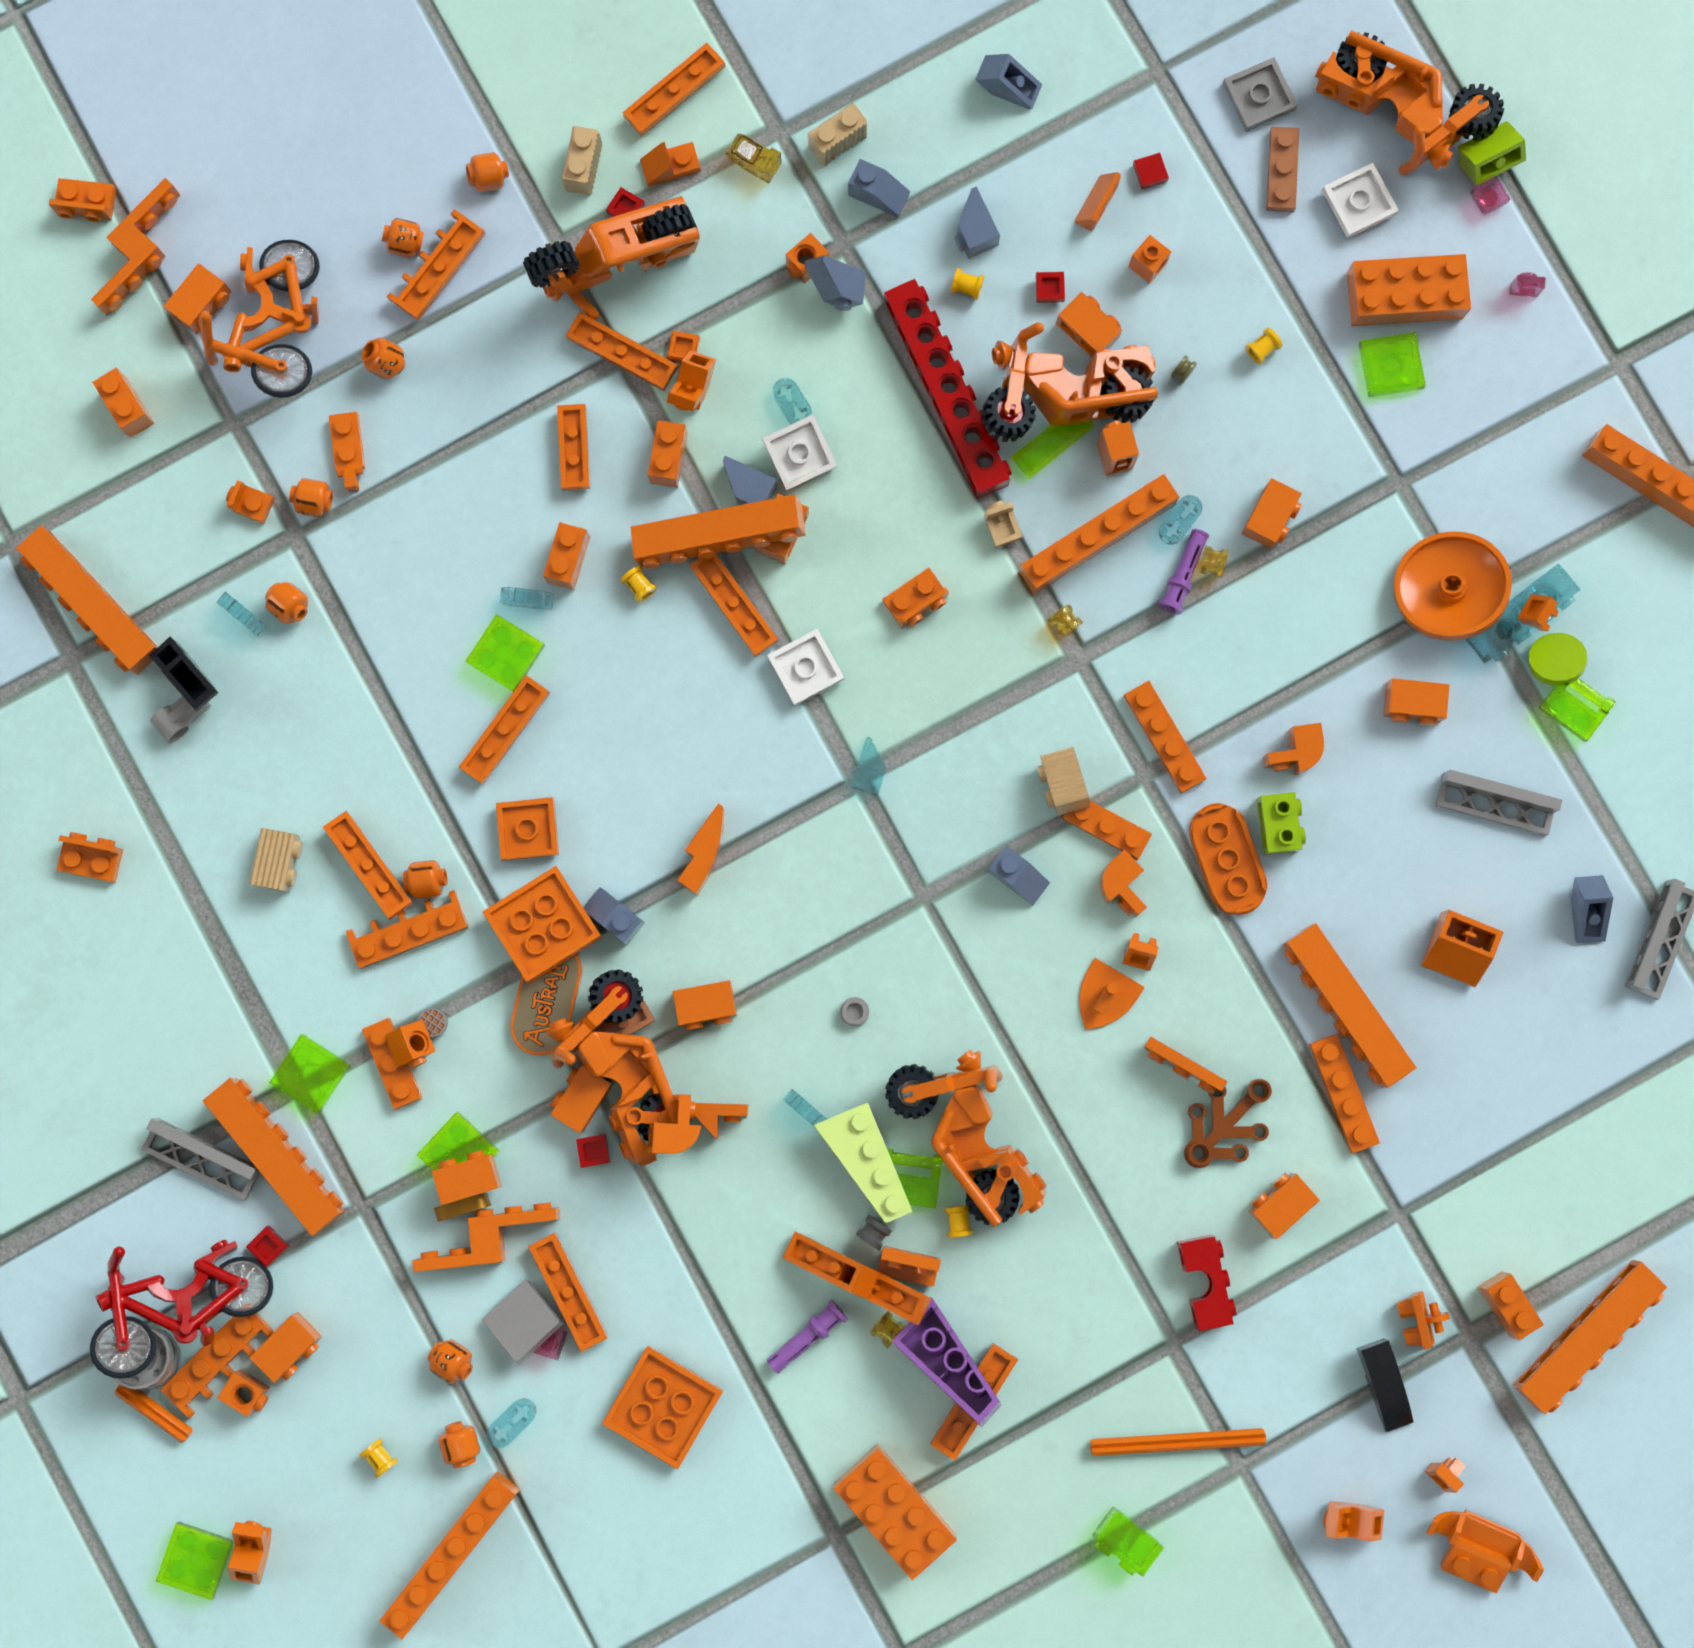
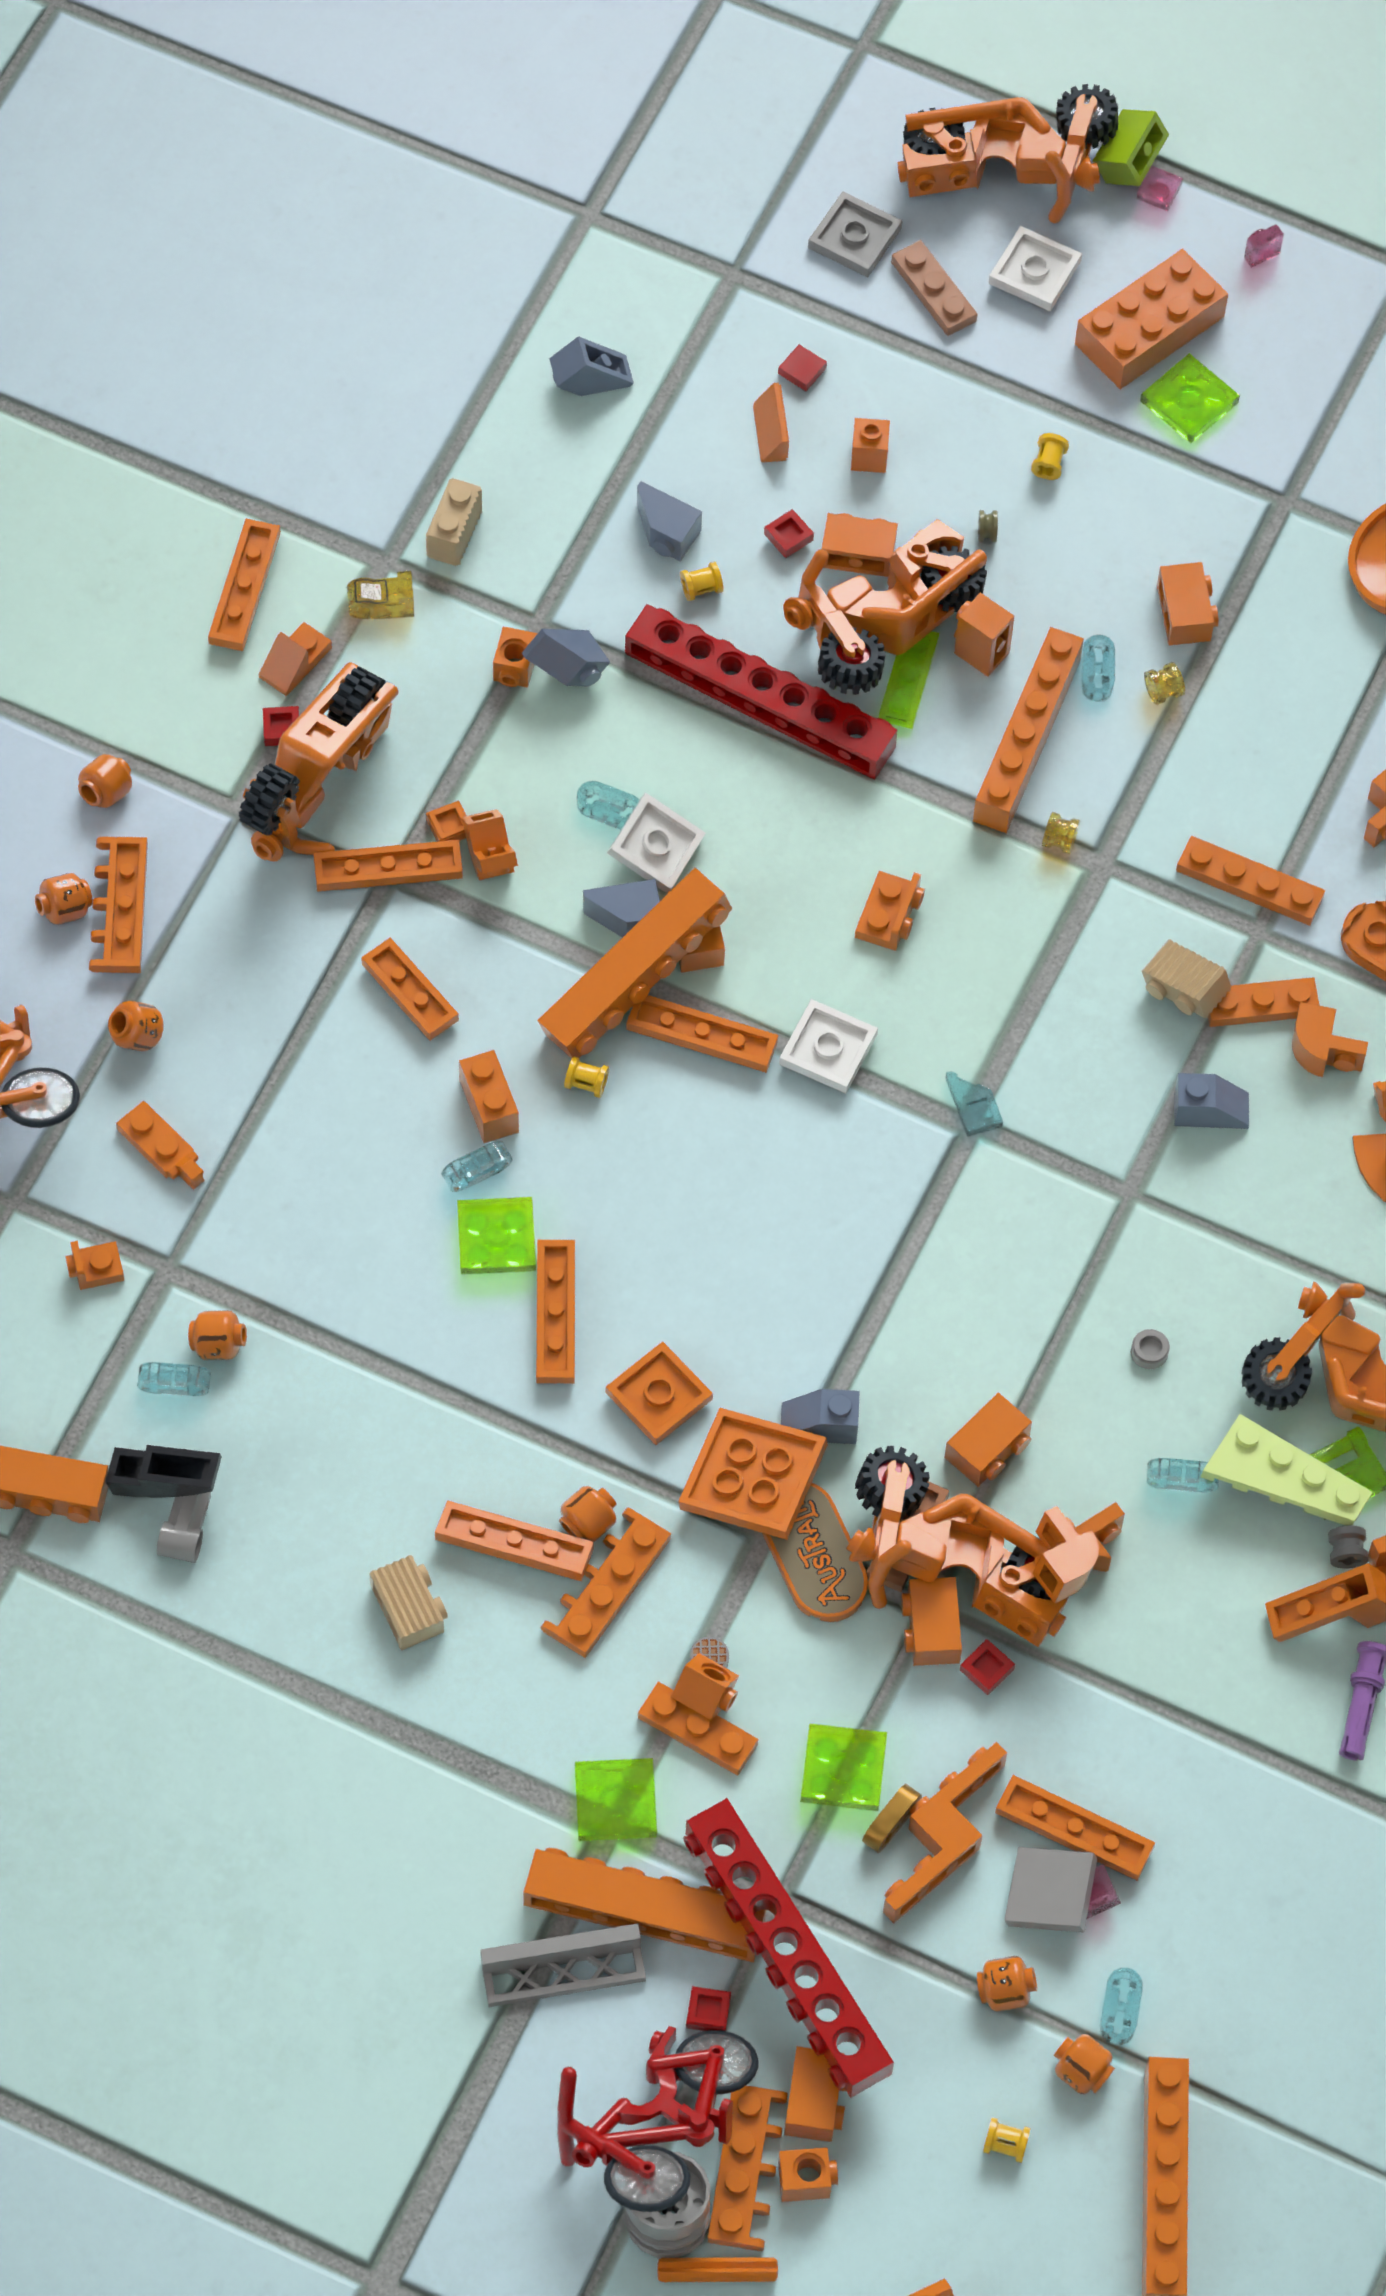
camera: 40 degrees left, 20 degrees down
(89, 858) = (193, 1737): orange bracket -> none
(311, 497) = (161, 1214): orange head -> none
(333, 1270) = (723, 1826): none -> red brick
(467, 1178) = (877, 1773): orange brick -> none
(582, 160) = (201, 707): tan brick -> none
(662, 1407) = (1269, 1875): orange plate -> none
(667, 453) = (518, 930): orange brick -> none
(704, 850) = (867, 1292): orange slope -> none
(877, 188) = (535, 548): sand blue slope -> none
(1002, 523) = (921, 782): tan bracket -> none
(1180, 583) = (1147, 724): medium lavender pin -> none

